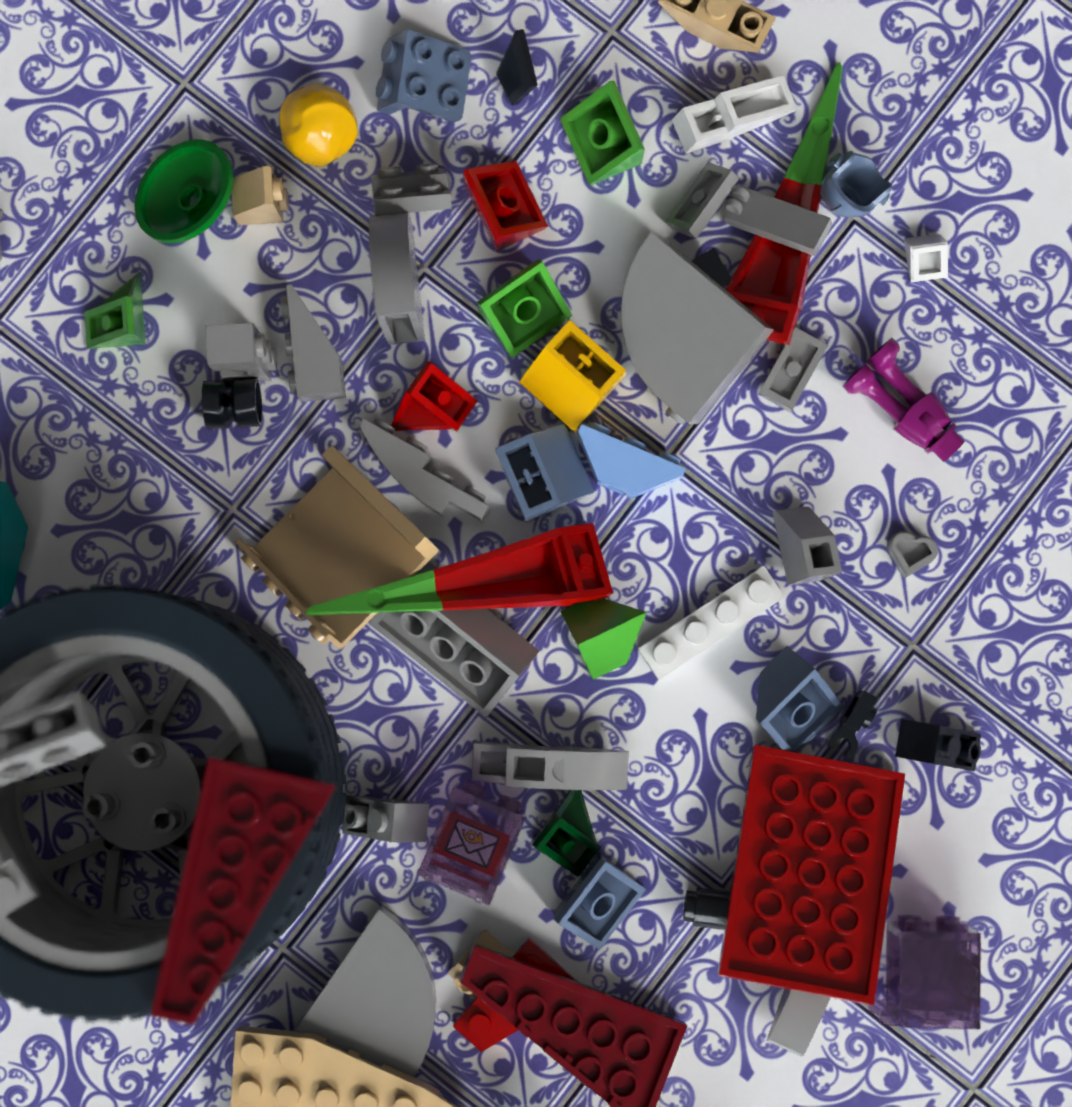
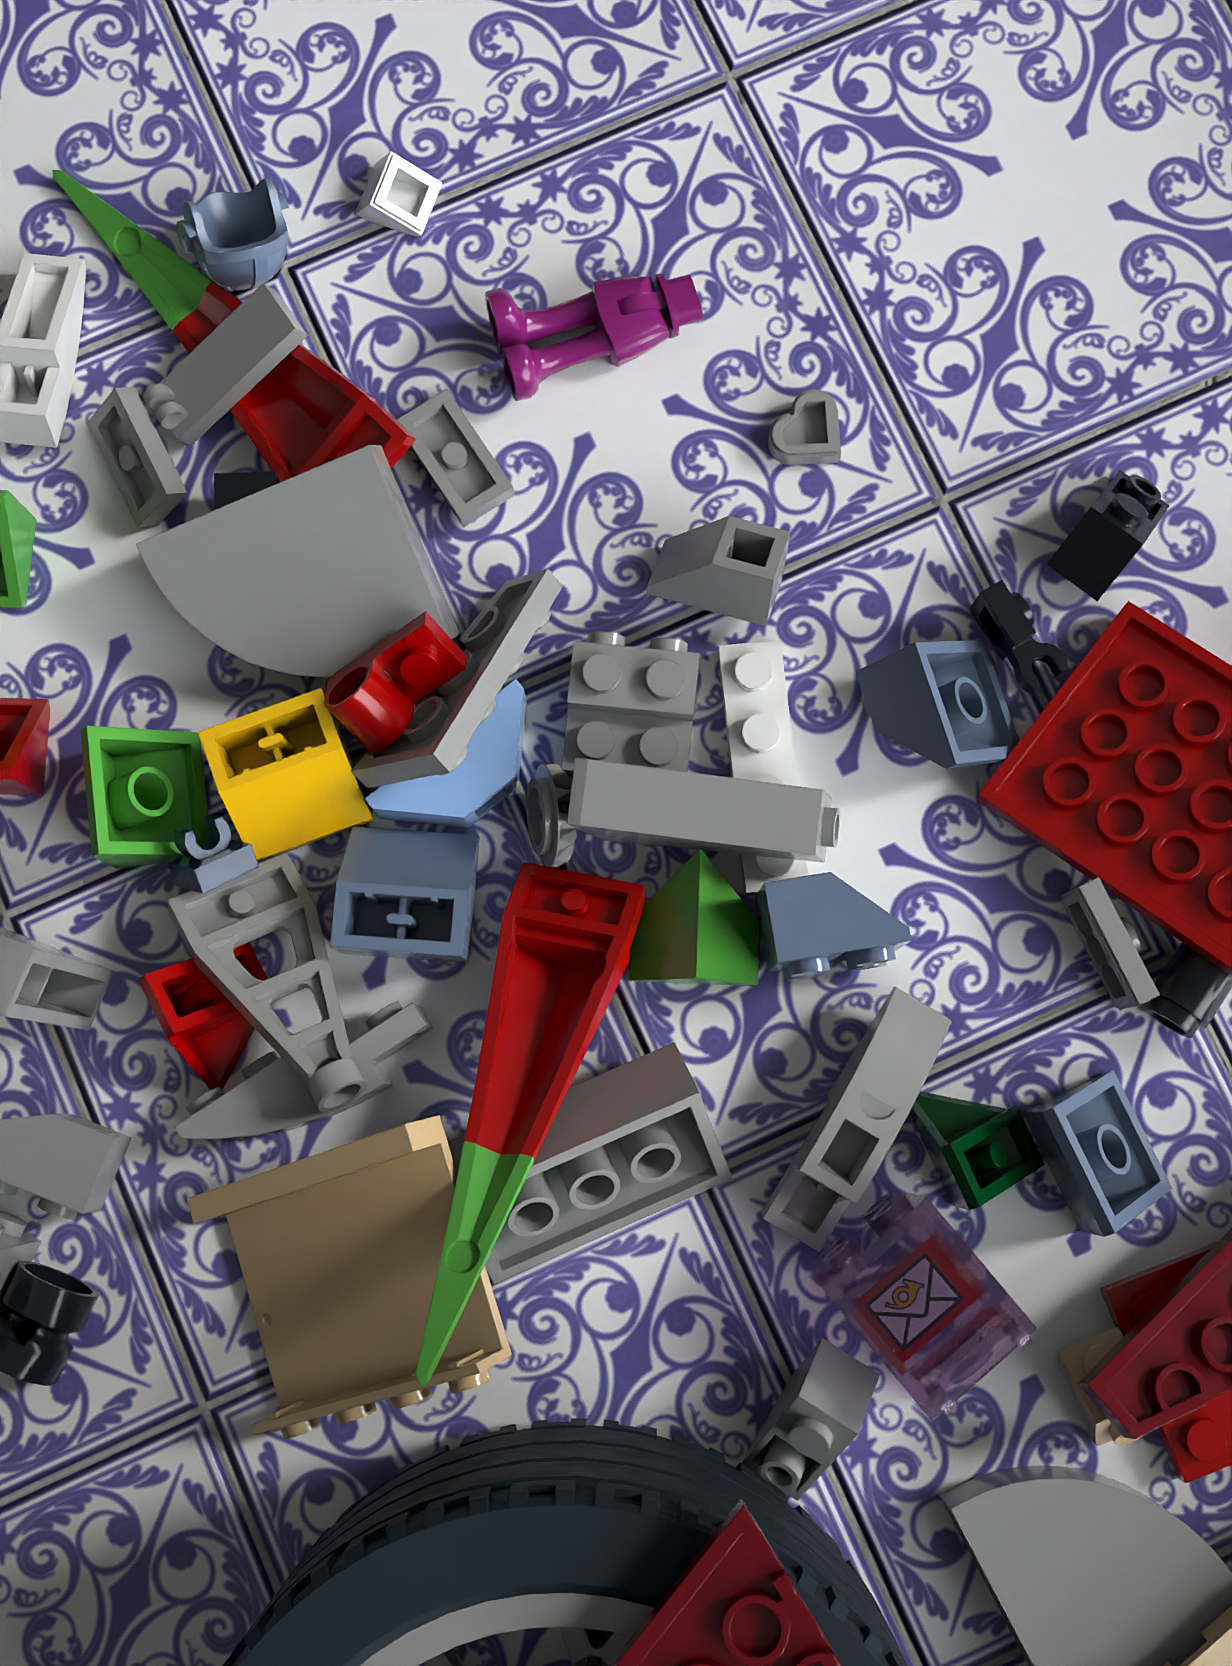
camera: 60 degrees left, 5 degrees down
(494, 394) = (246, 910): none -> light grey plate
(508, 363) = (212, 863): none -> tile
(624, 524) = (548, 815): none -> light grey gear
(641, 695) = (821, 922): none -> sand blue slope
(643, 400) = (379, 689): none -> red plate
(666, 603) = (701, 811): none -> light grey slope
(669, 443) = (451, 713): none -> light grey wing
(704, 536) = (630, 702): none -> light grey plate
(711, 854) = (1110, 944): none -> light grey plate

